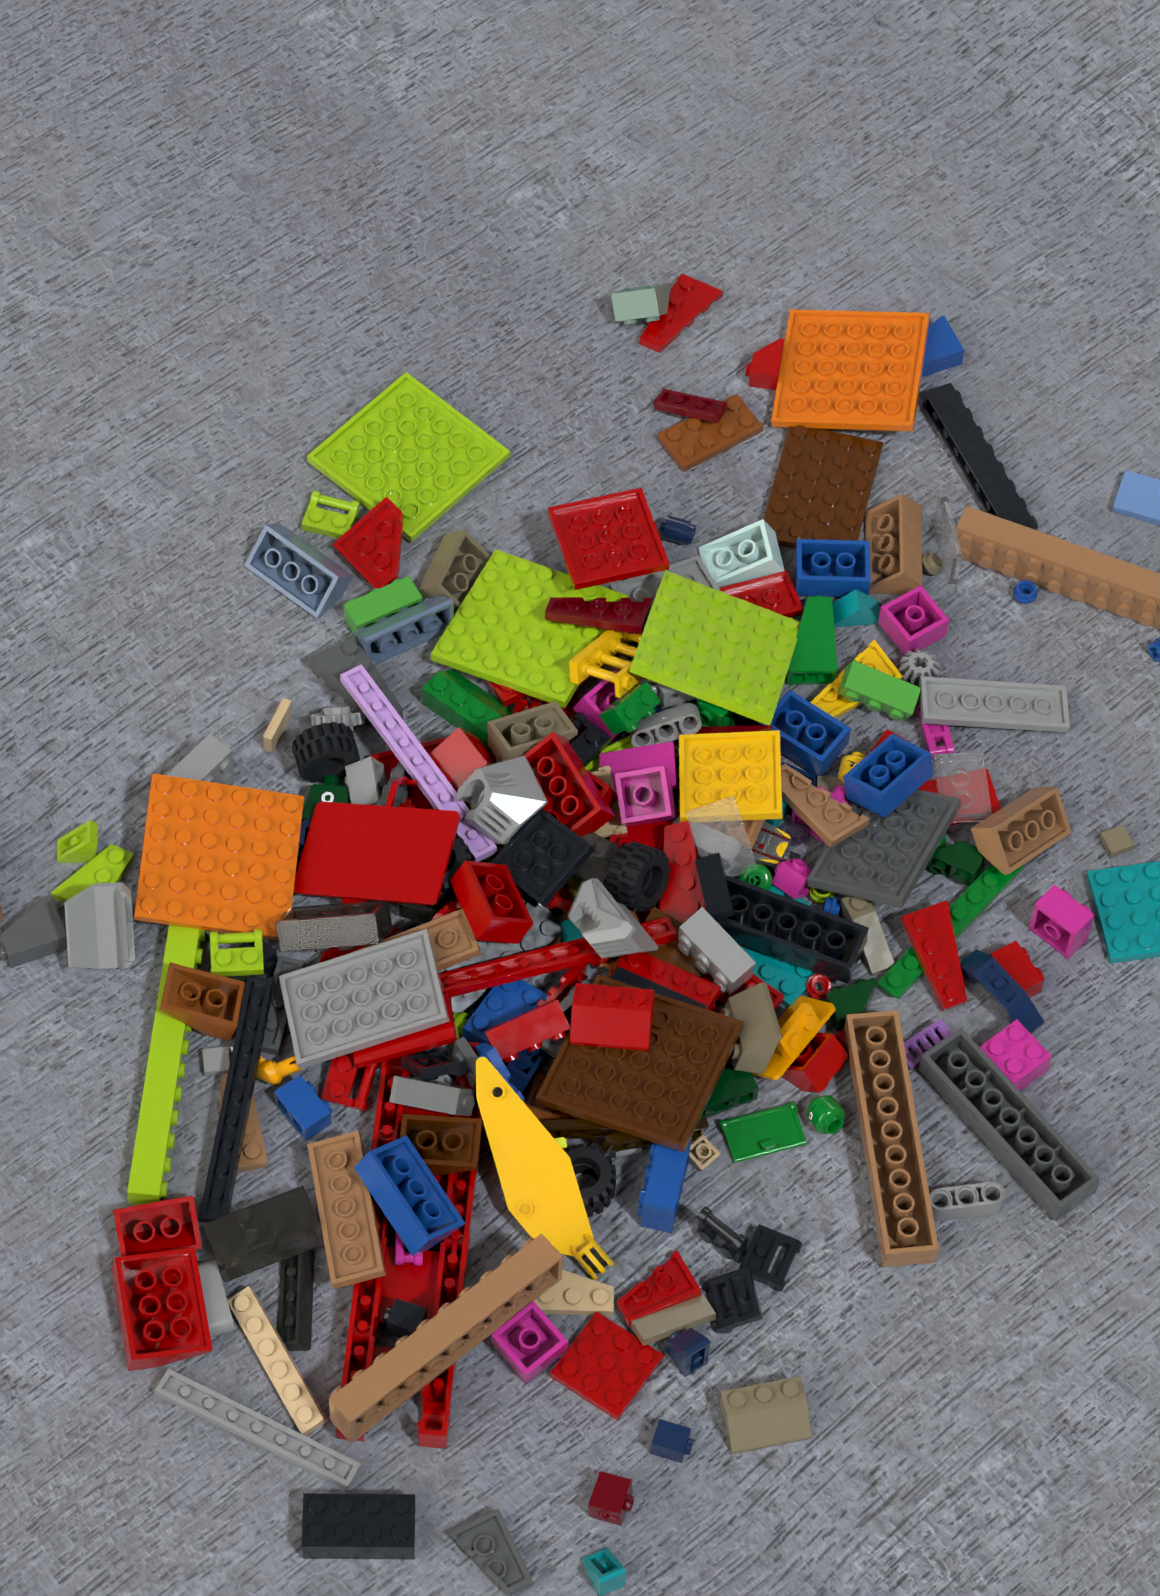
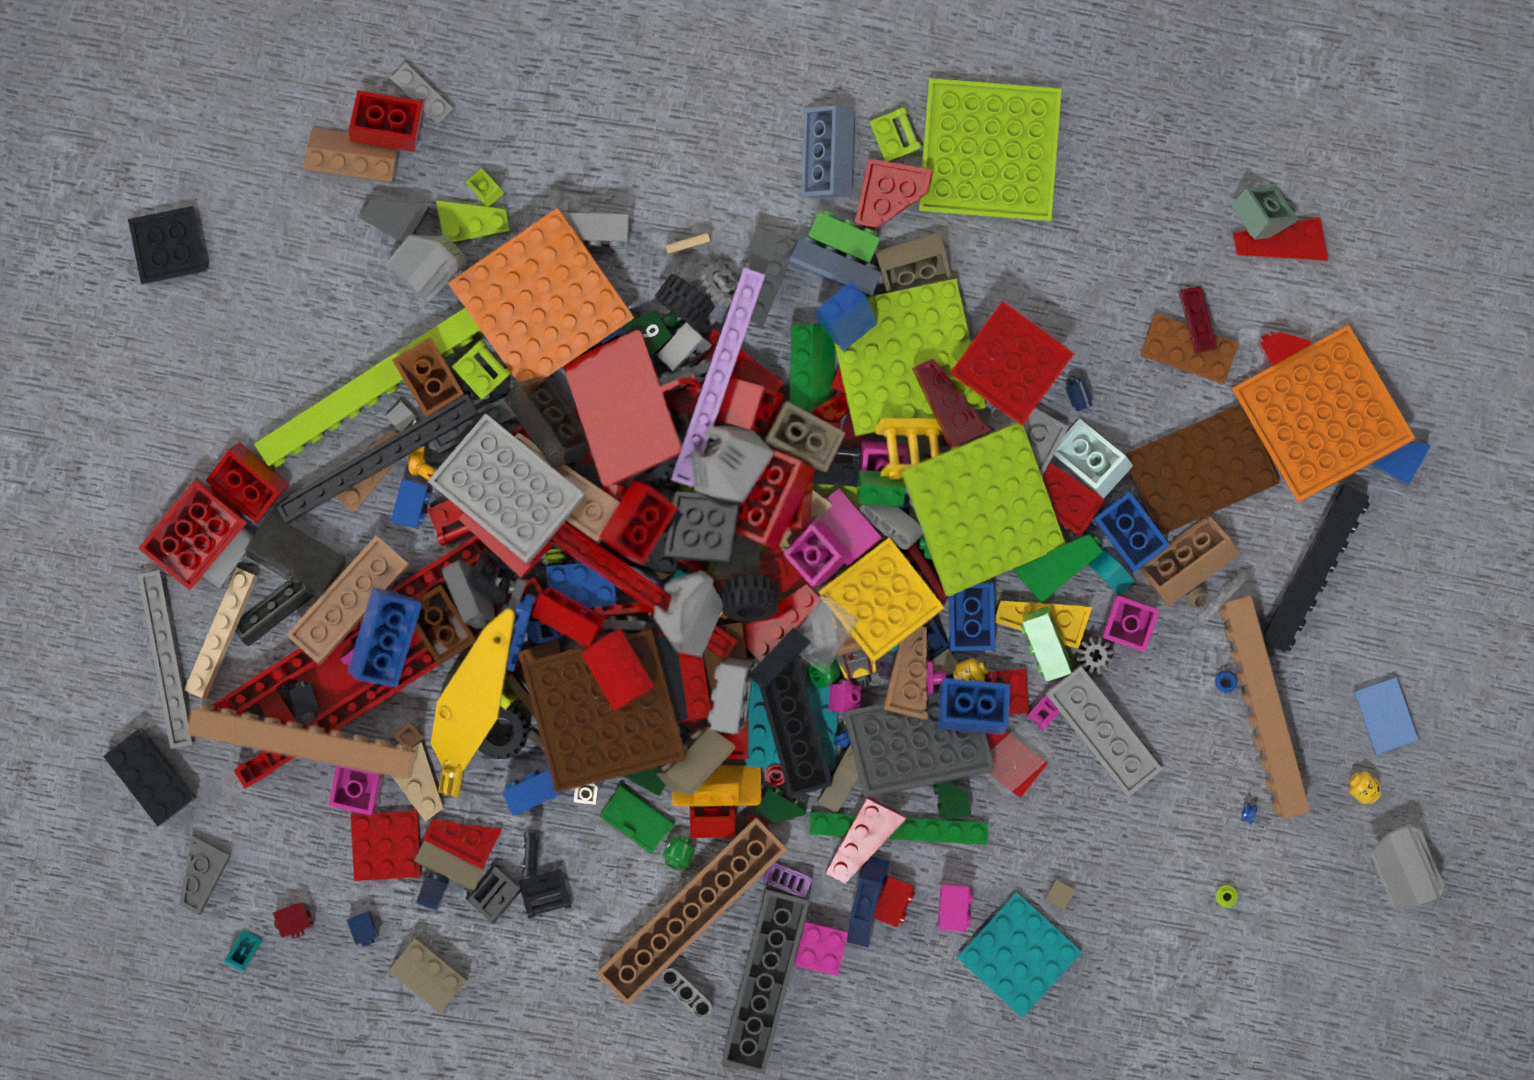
camera: 50 degrees right, 30 degrees up
(453, 630) = (846, 316): none -> blue slope
(1022, 829) = (1009, 826): medium nougat slope -> none

